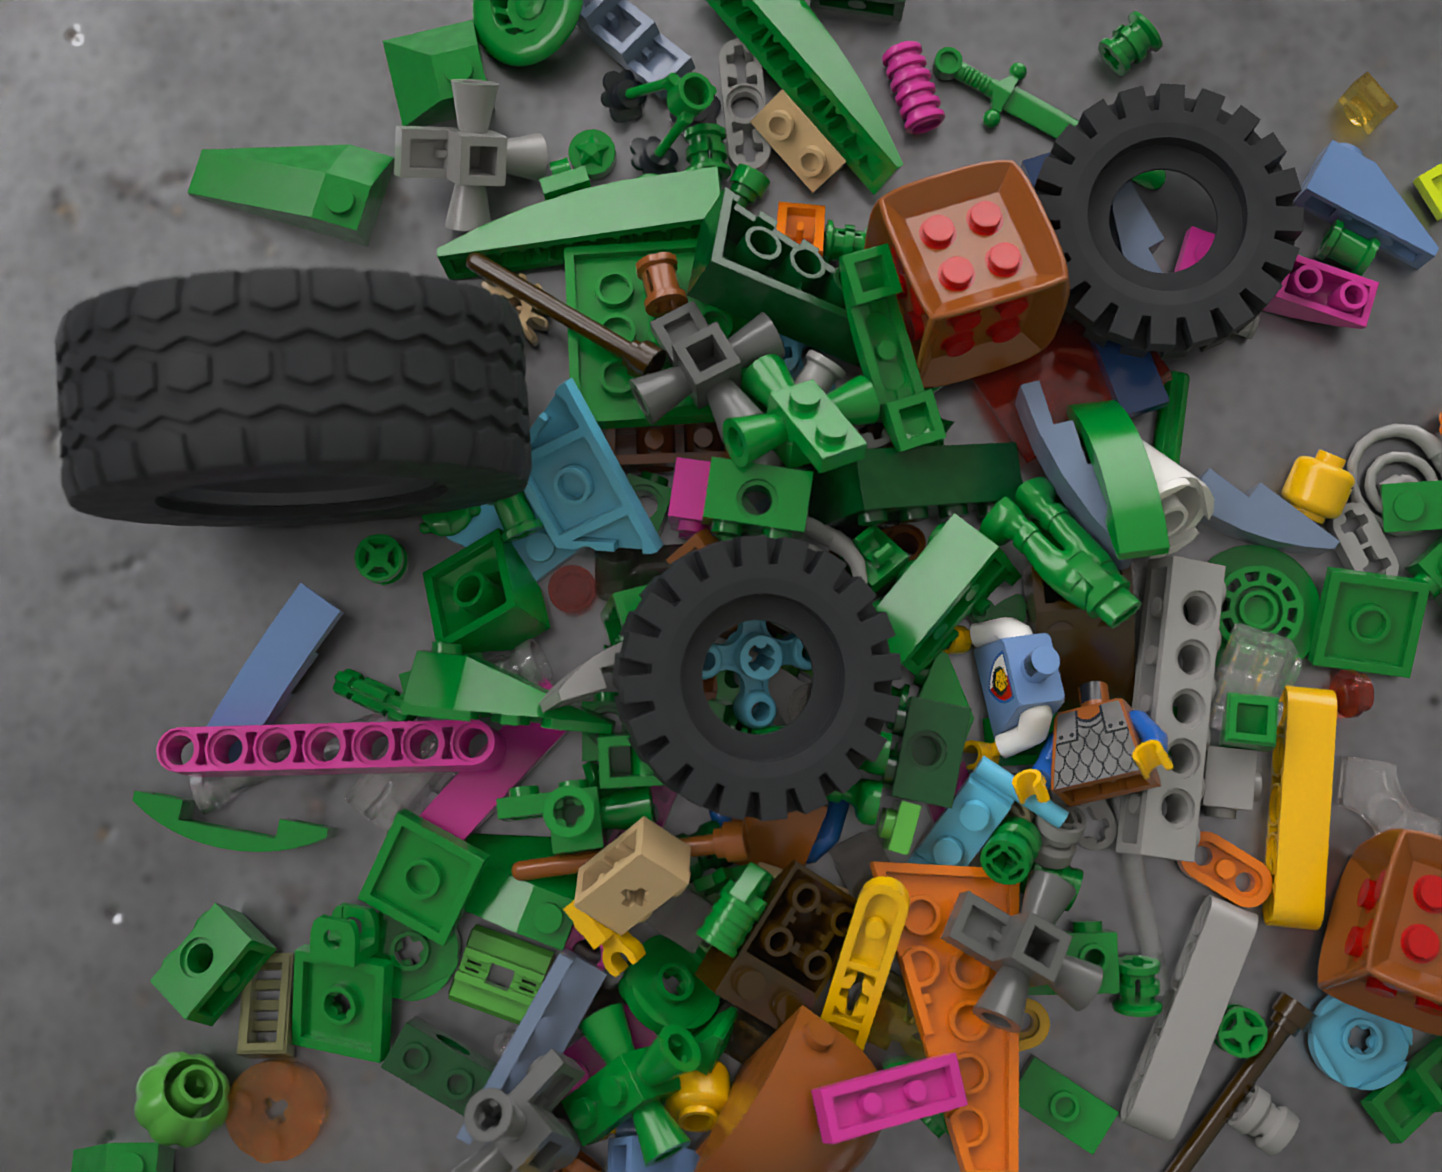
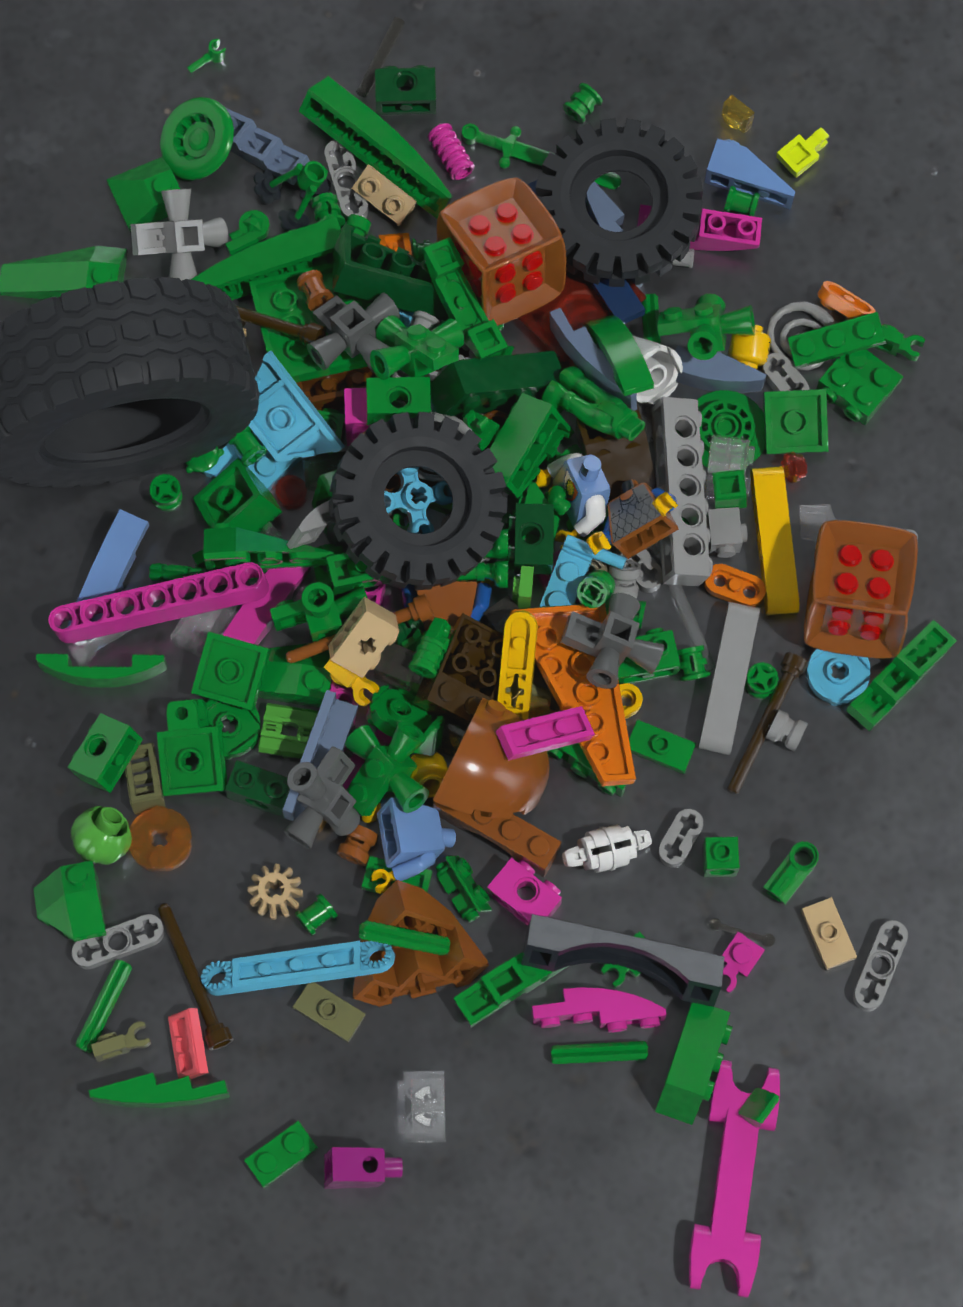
camera: 15 degrees left, 10 degrees down
(976, 689) = (556, 496): none -> green arm
(1262, 447) = (706, 325): none -> green brick

